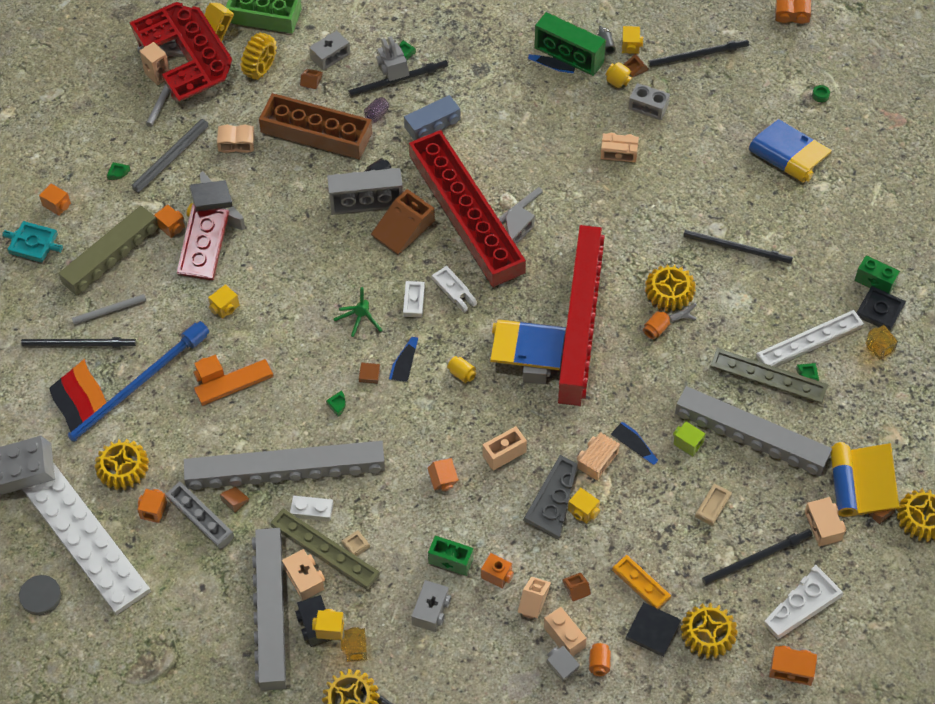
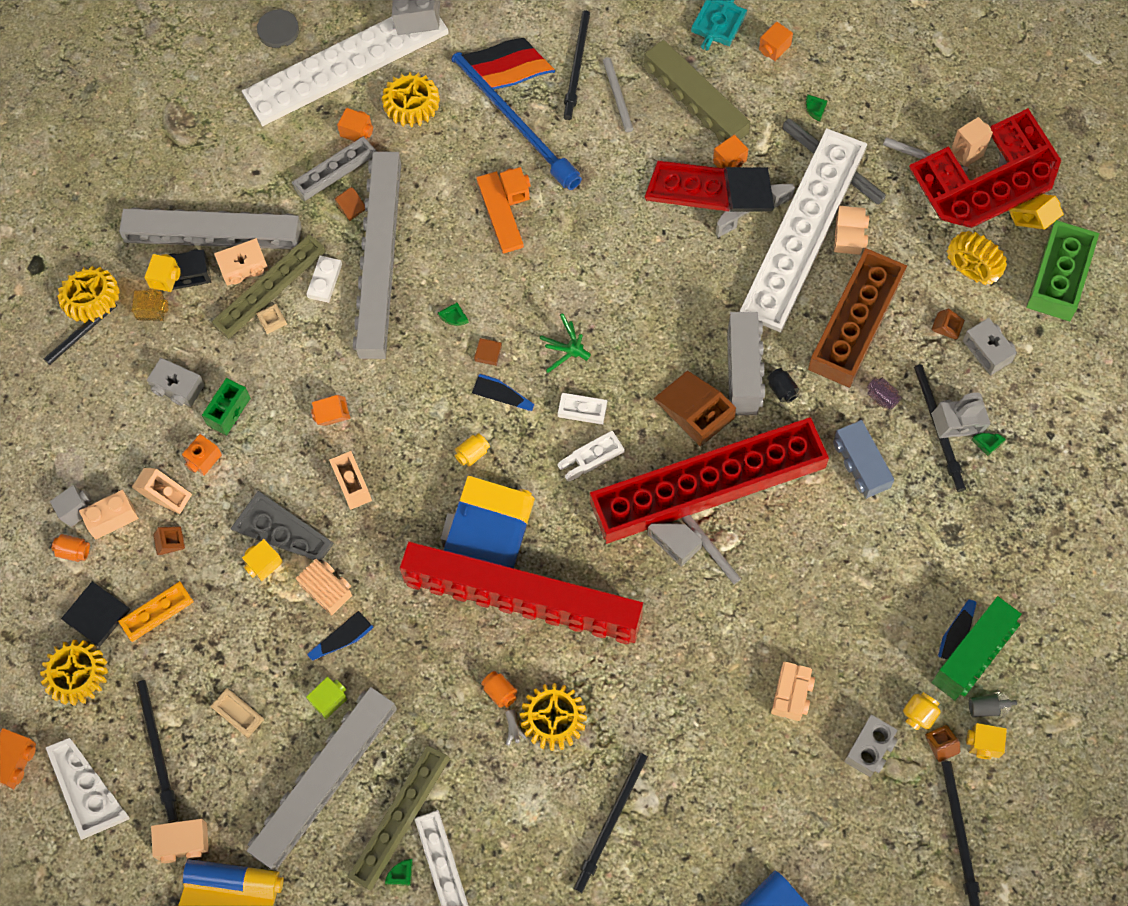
camera: 100 degrees right, 10 degrees up
(223, 301) = (606, 205): yellow brick -> none
(238, 165) = (804, 229): none -> white plate

